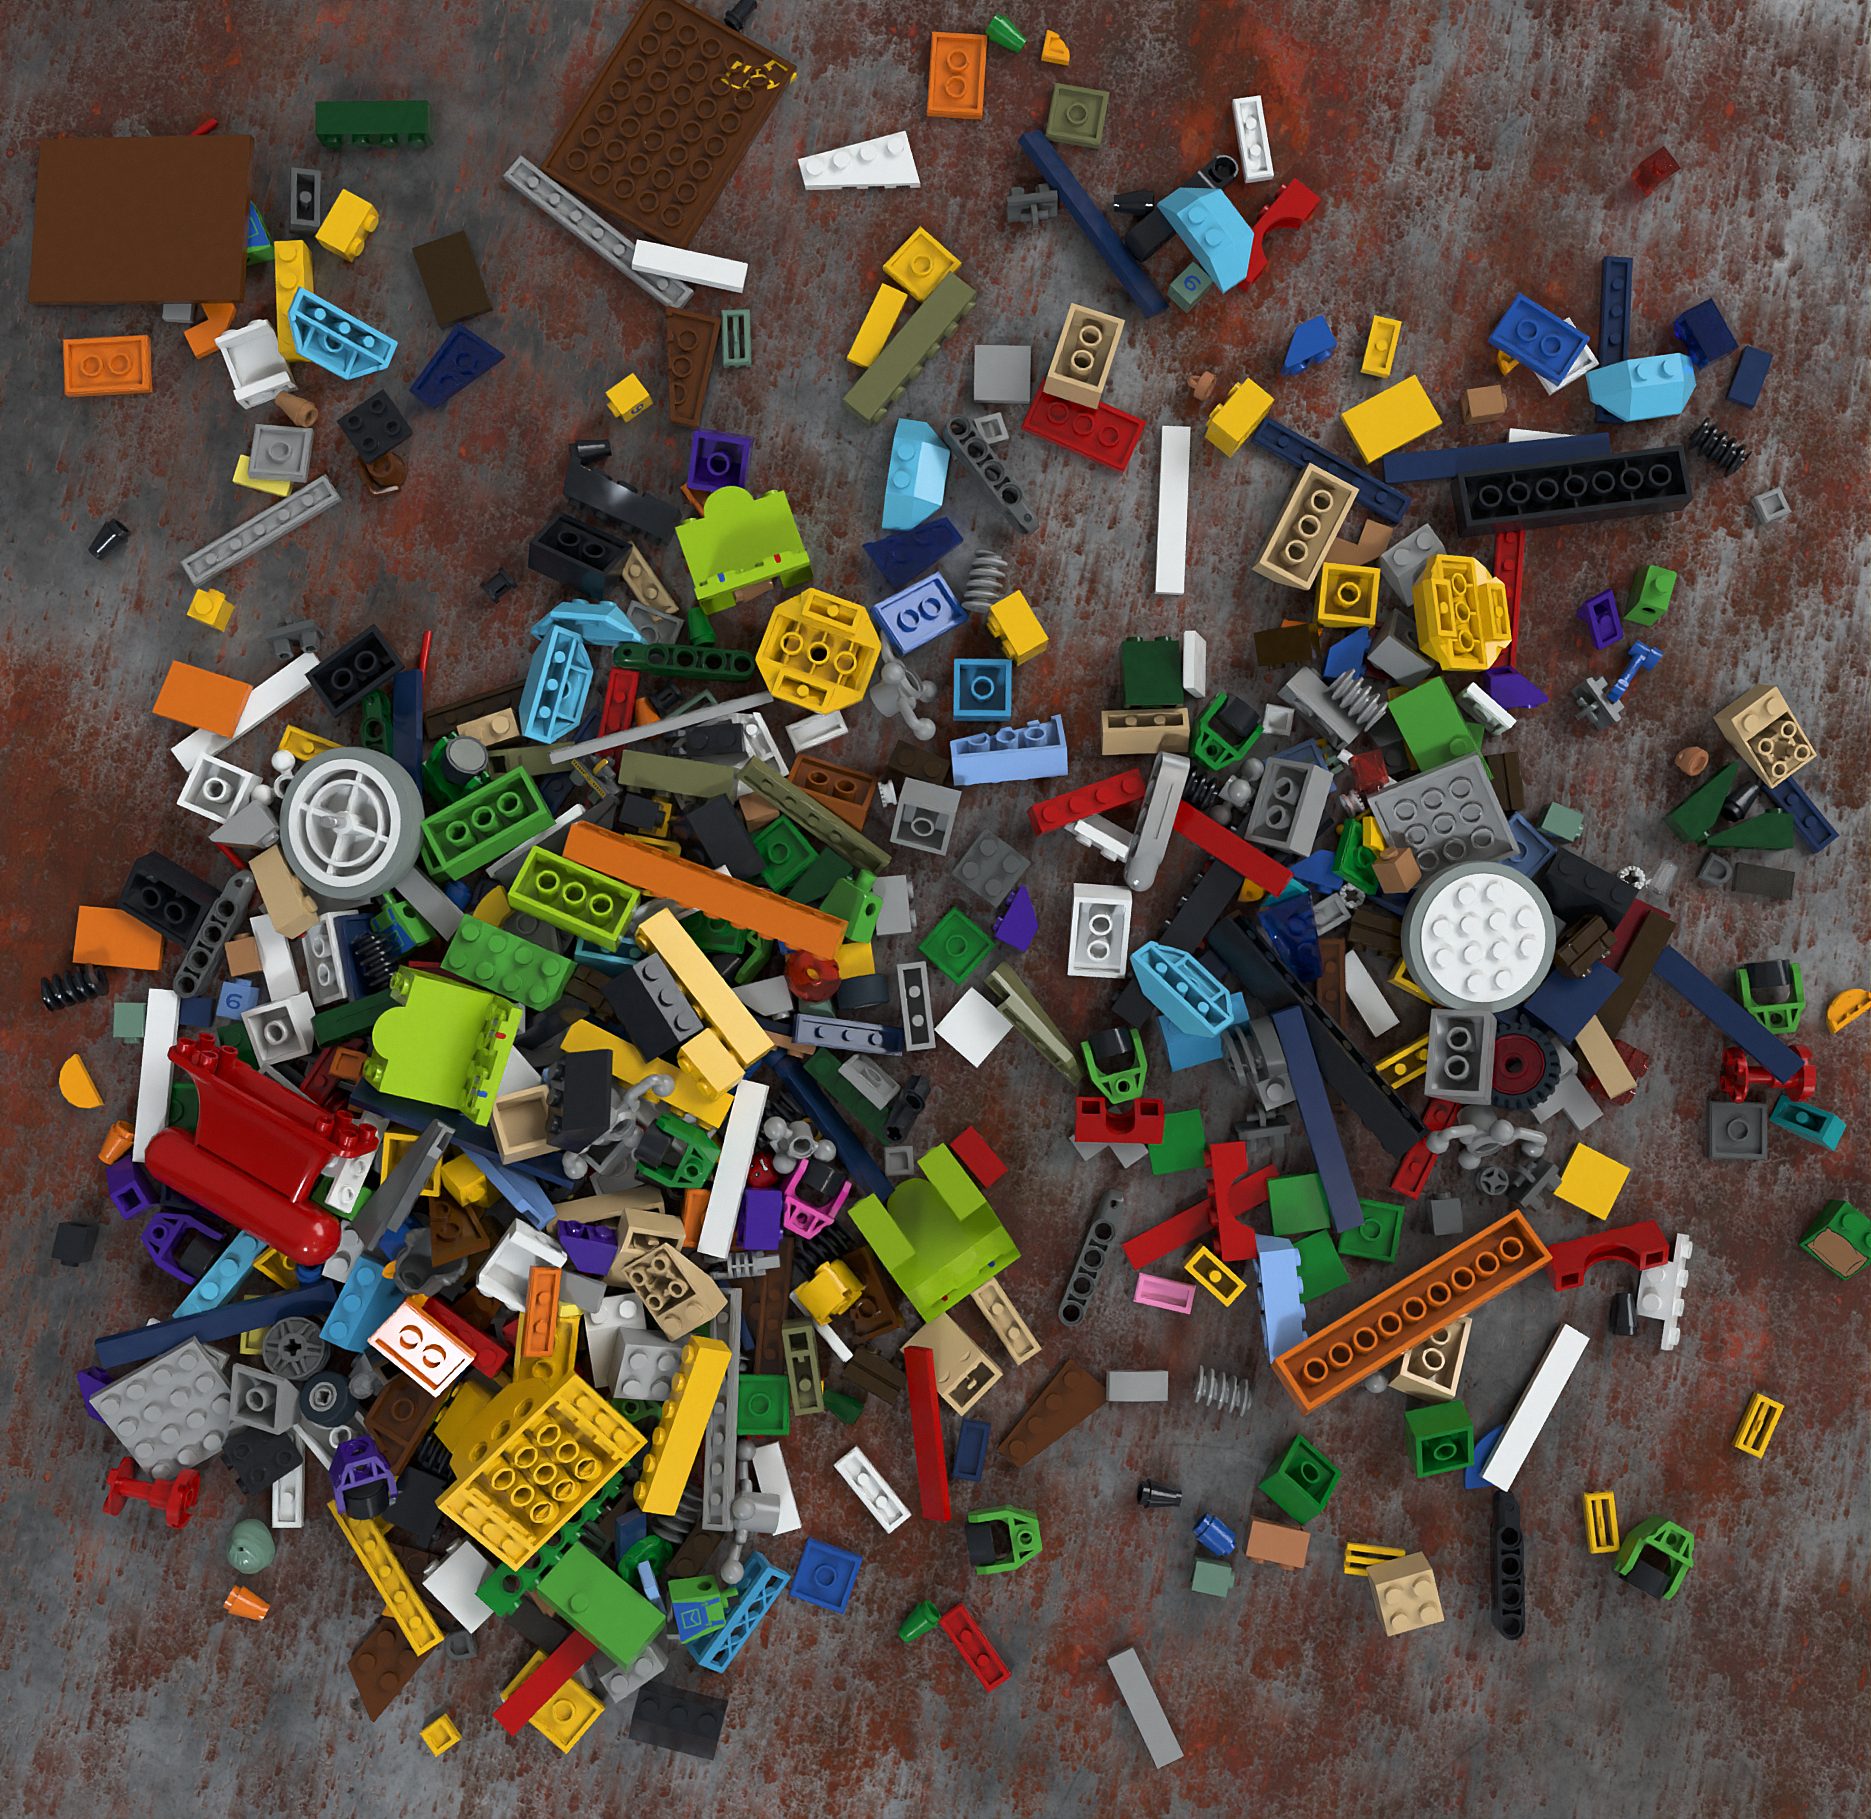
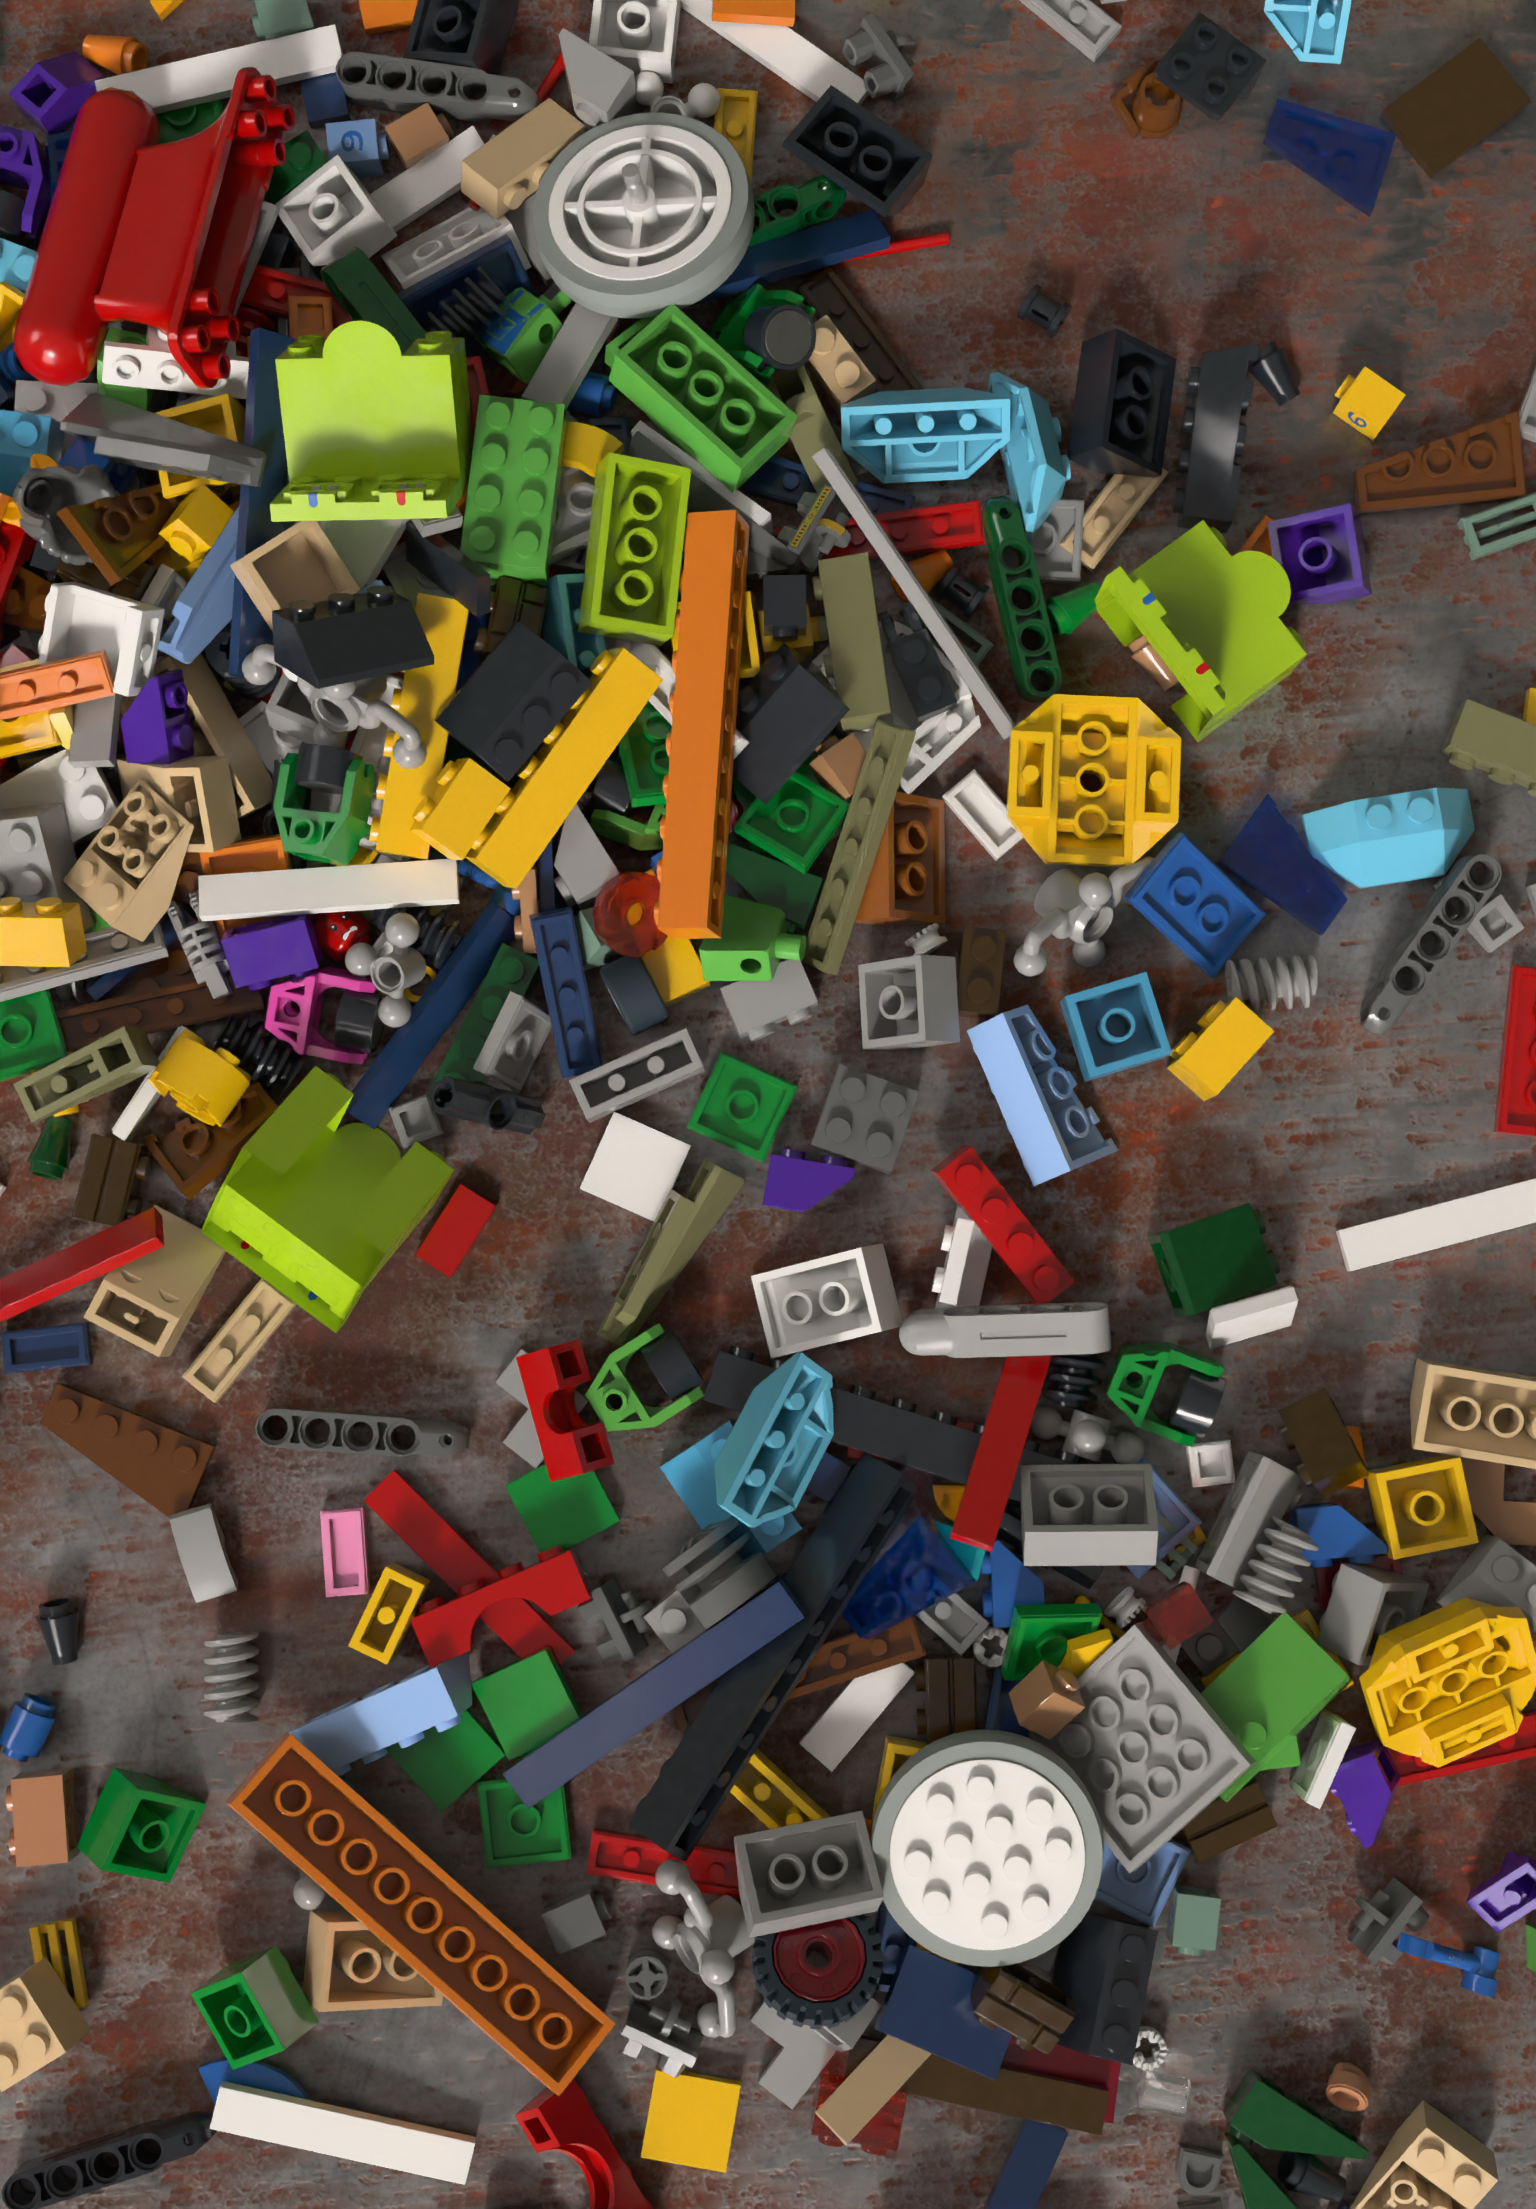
camera: 75 degrees right, 0 degrees up
(500, 1215) = (165, 590): none -> white tile
(1144, 731) = (1131, 1276): tan brick -> none

